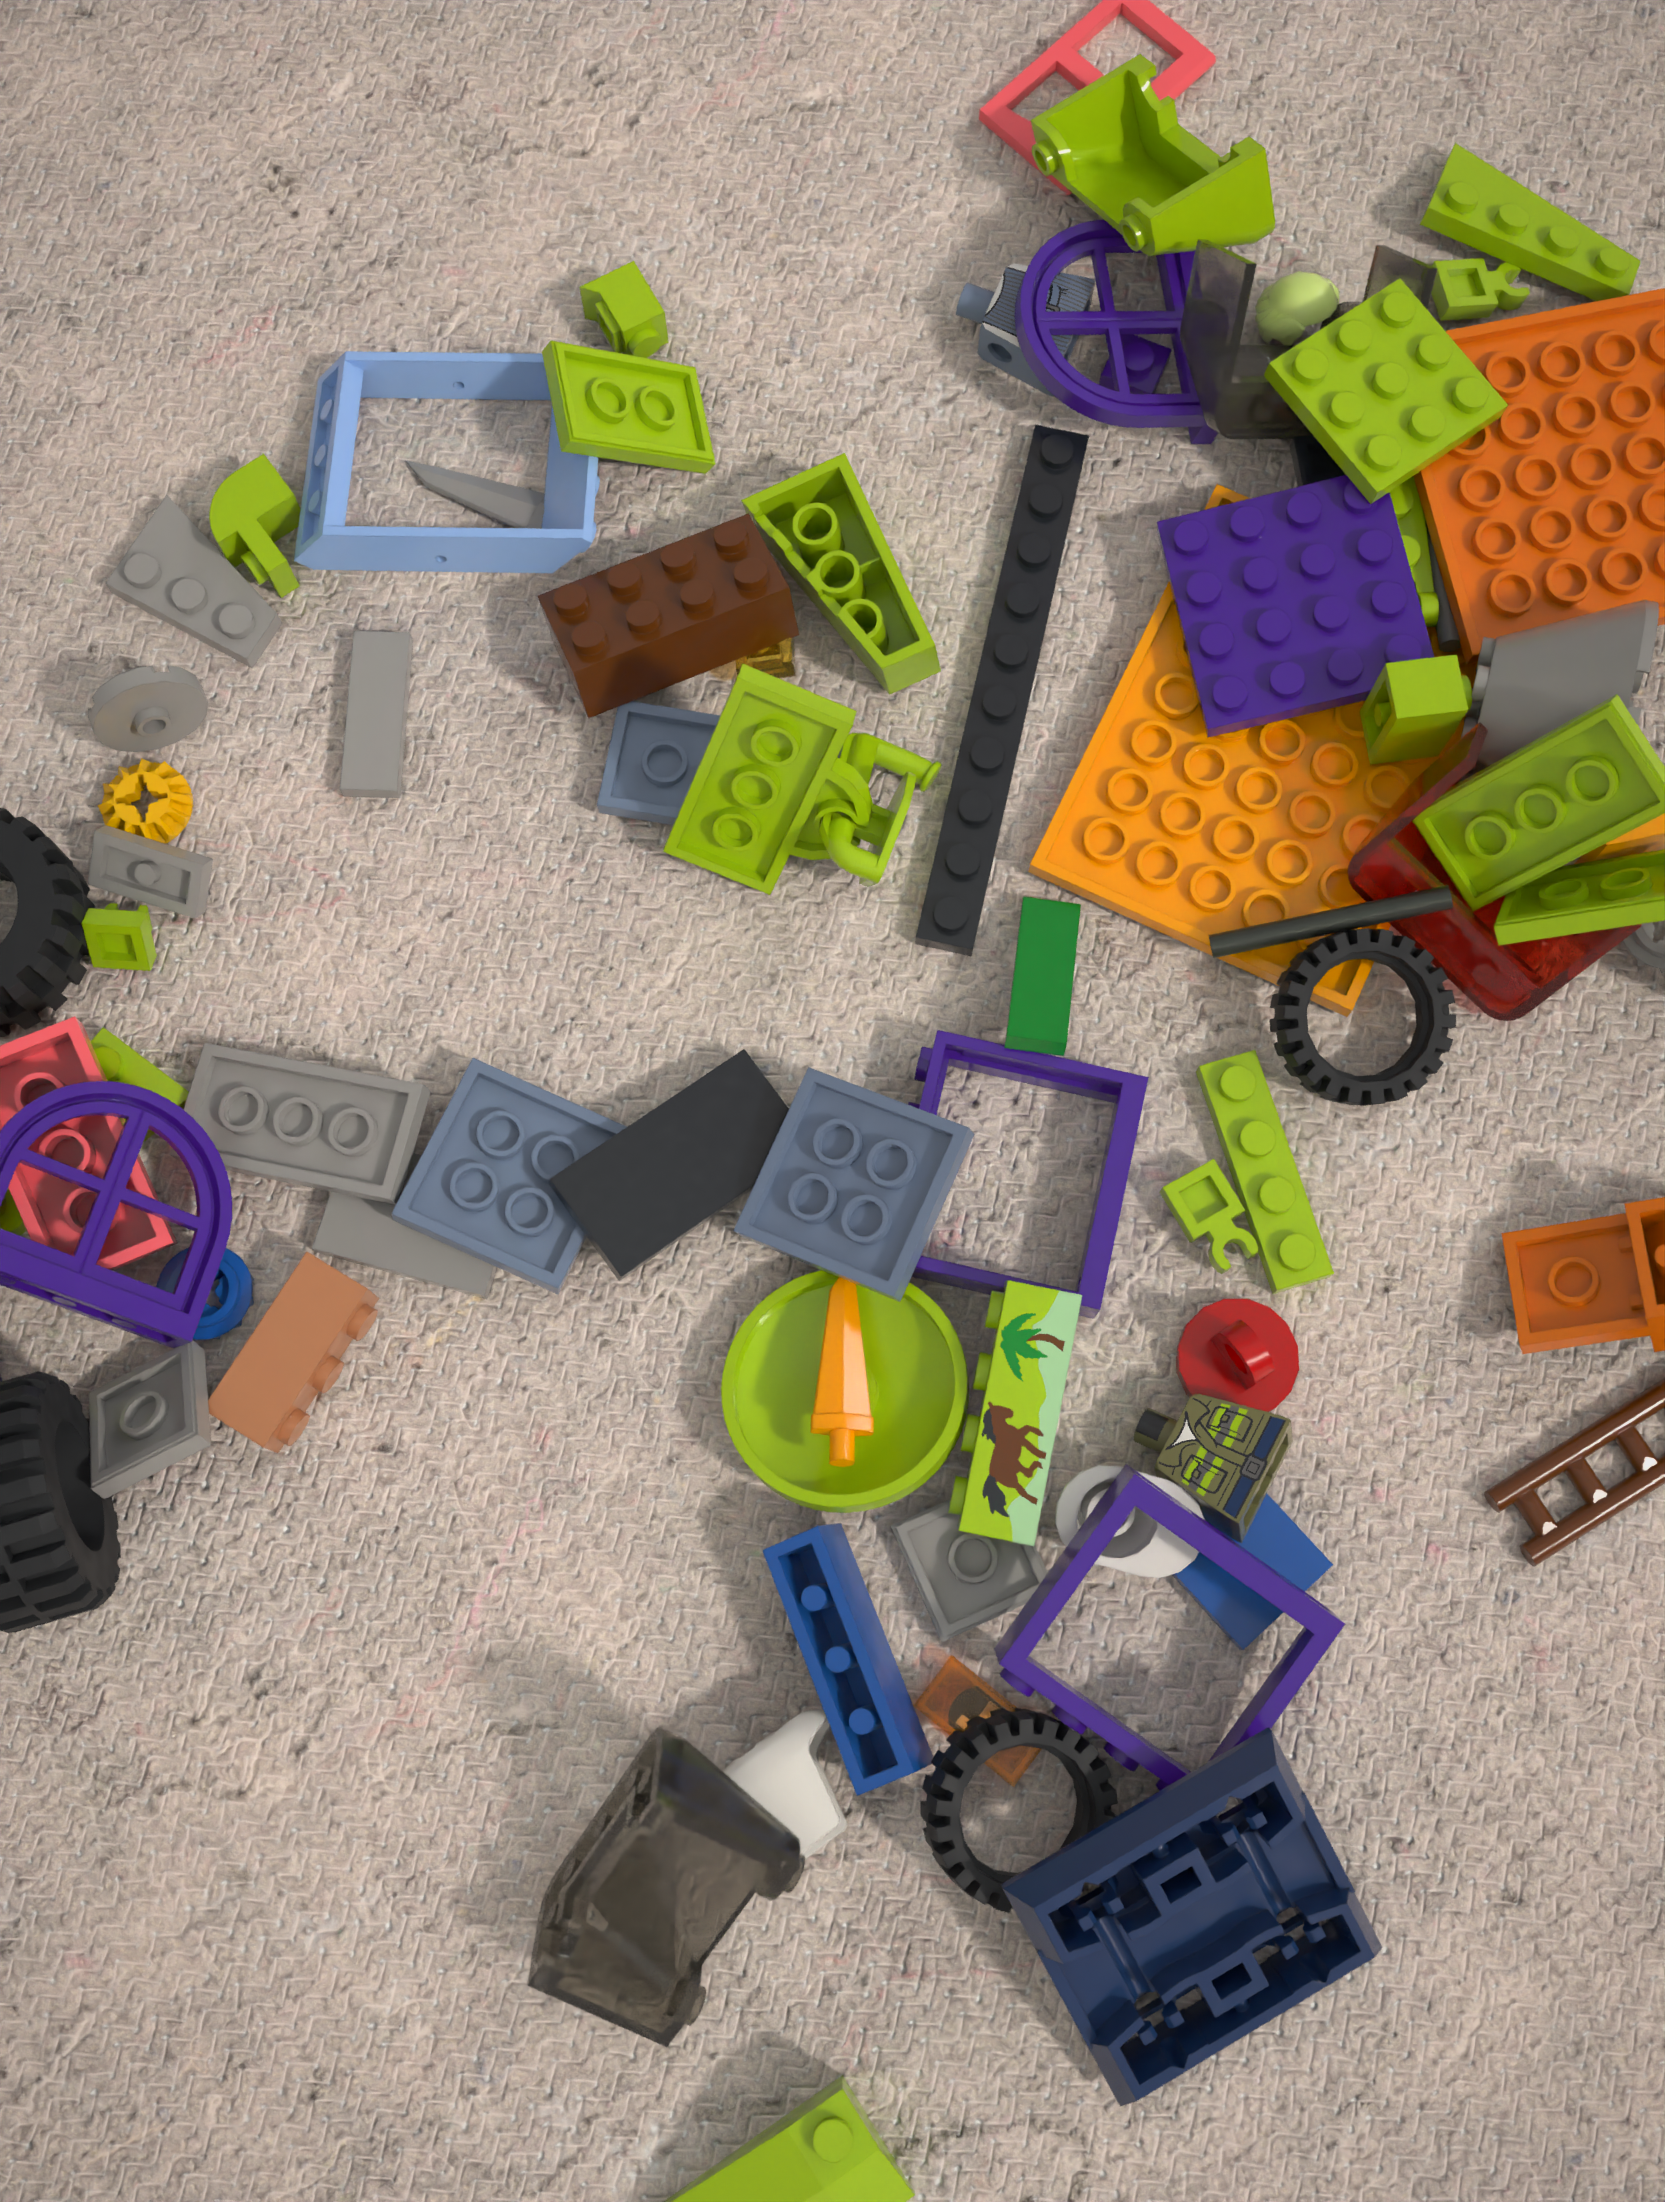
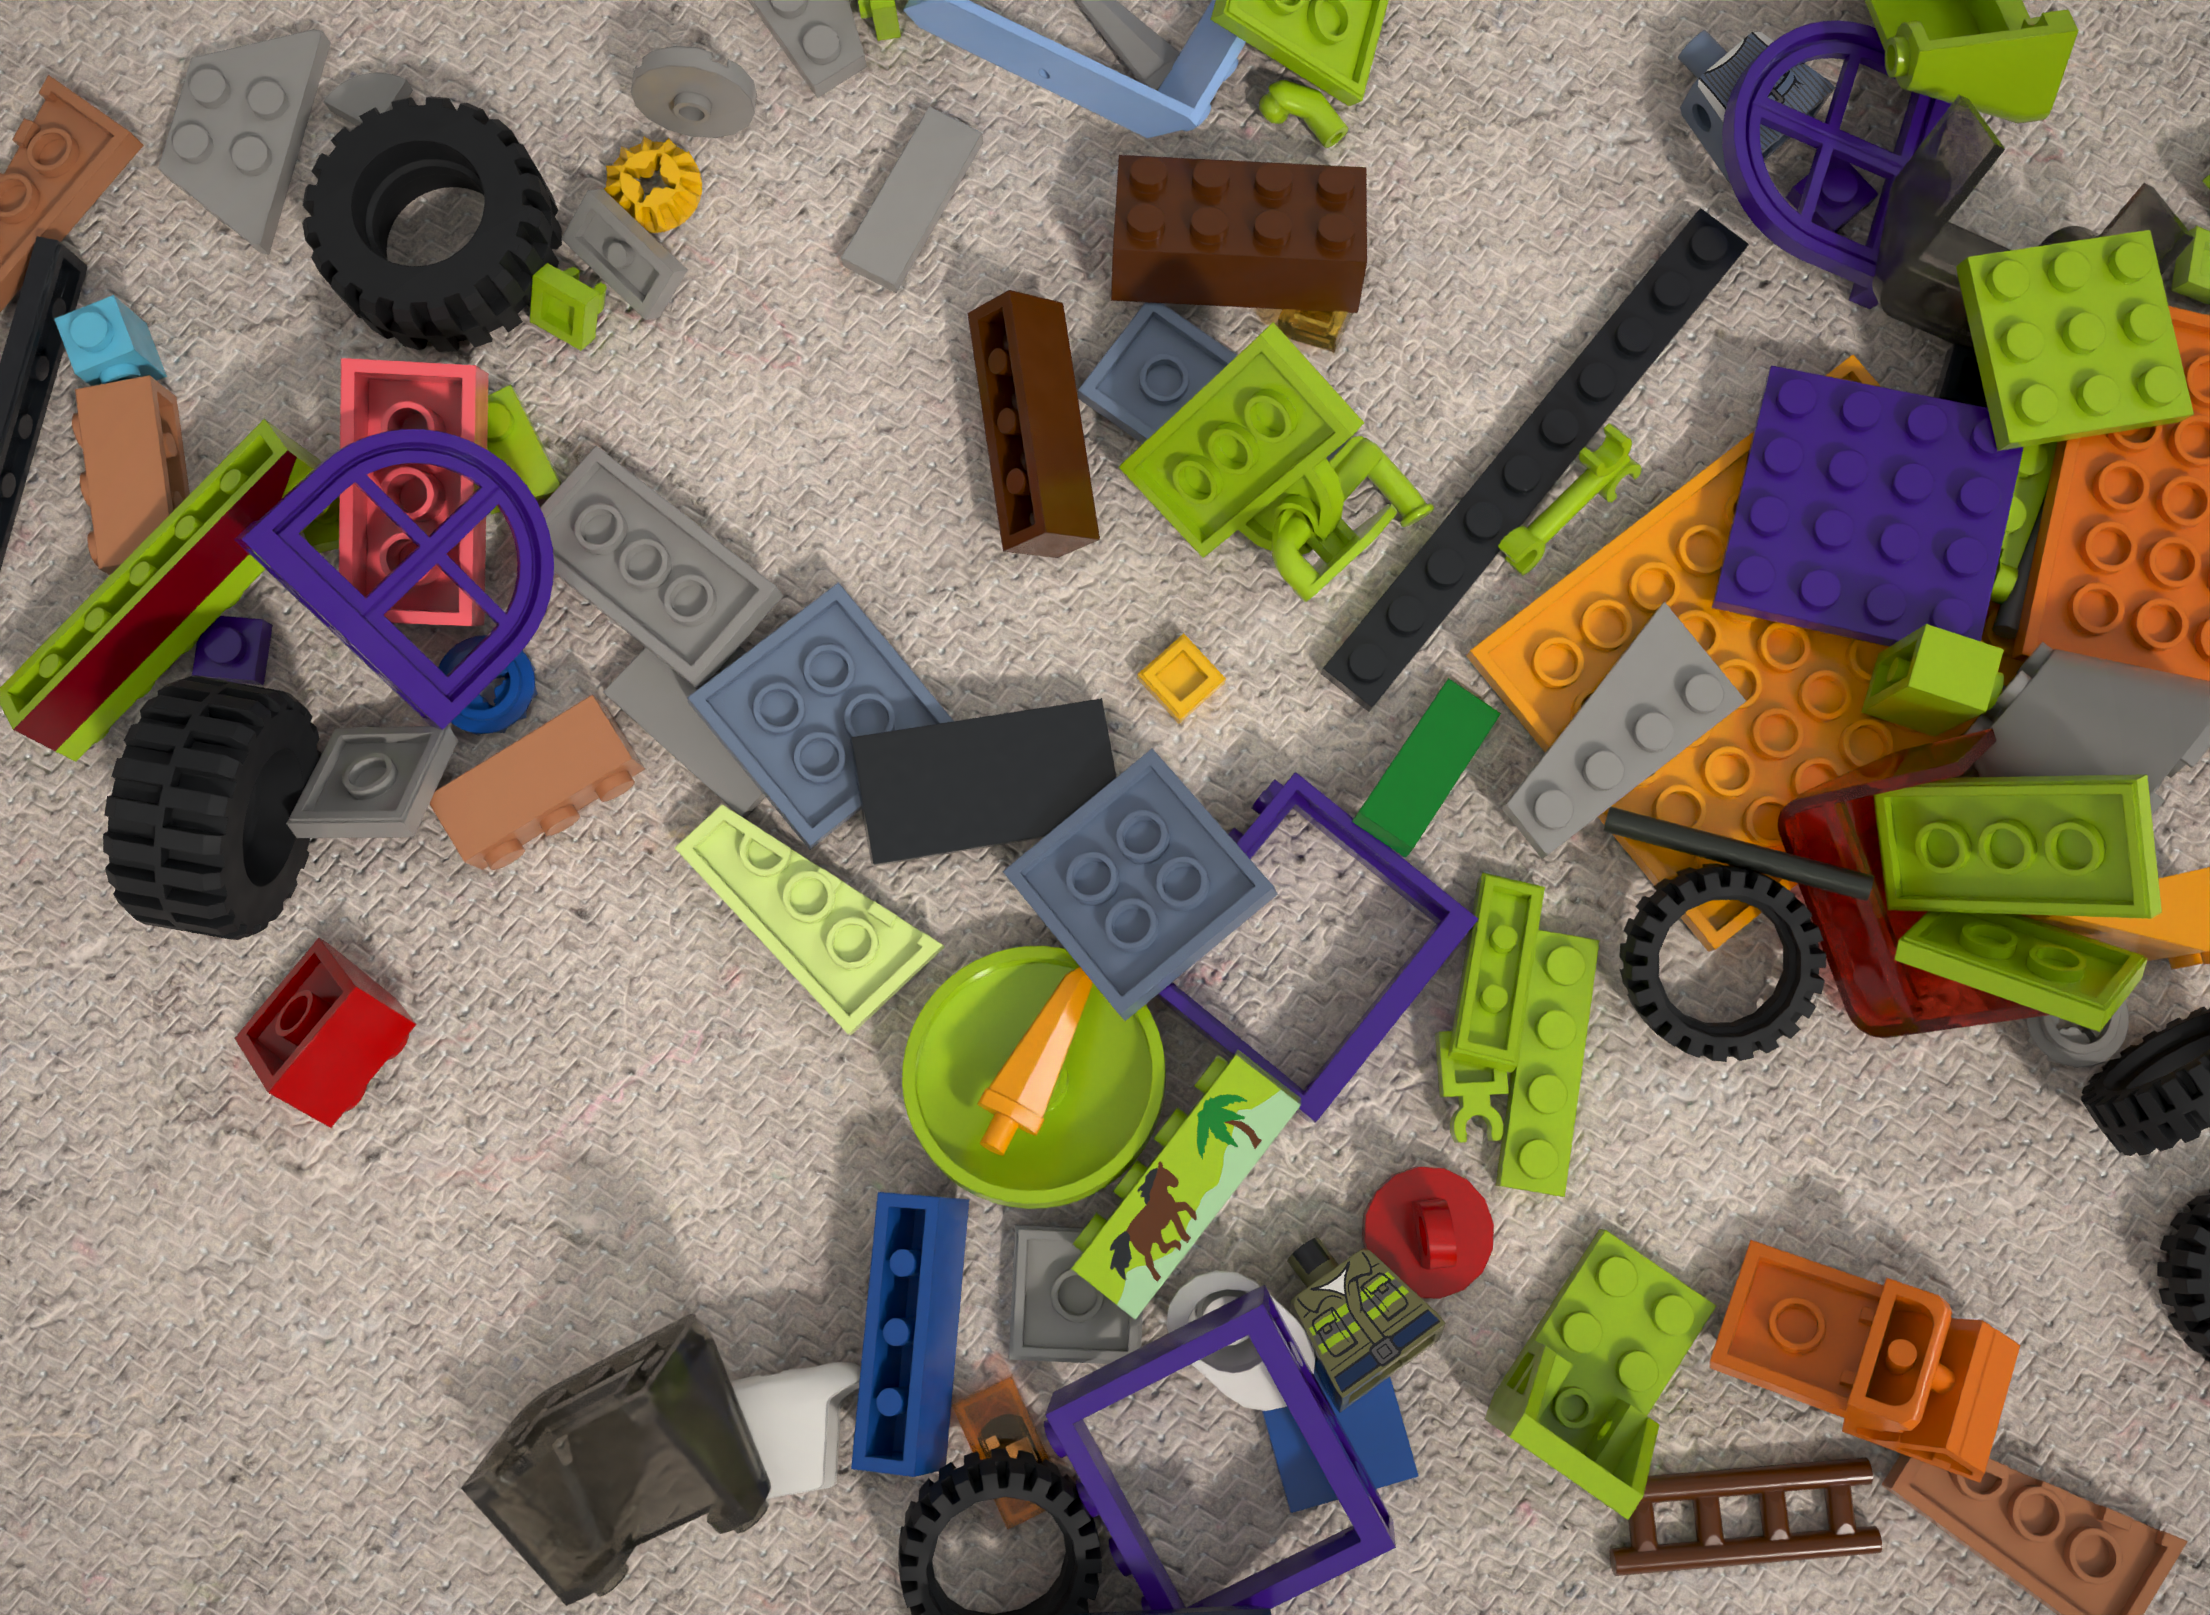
camera: 25 degrees right, 5 degrees up
(208, 1660) = (324, 1034): none -> red slope
(574, 851) = (1033, 425): none -> reddish brown brick
(600, 1357) = (816, 925): none -> yellowish green wing
(670, 486) = (1307, 103): none -> lime arm
(801, 1002) = (1181, 678): none -> yellow tile
(841, 561) = (1434, 248): lime wedge -> none
(1066, 667) = (1603, 473): none -> lime bar
(1185, 1116) = (1496, 973): none -> lime tile
(1192, 859) = (1635, 721): none -> light grey wing
(1293, 304) = (2027, 205): yellowish green hair -> none
(1433, 1401) = (1599, 1368): none -> lime bracket

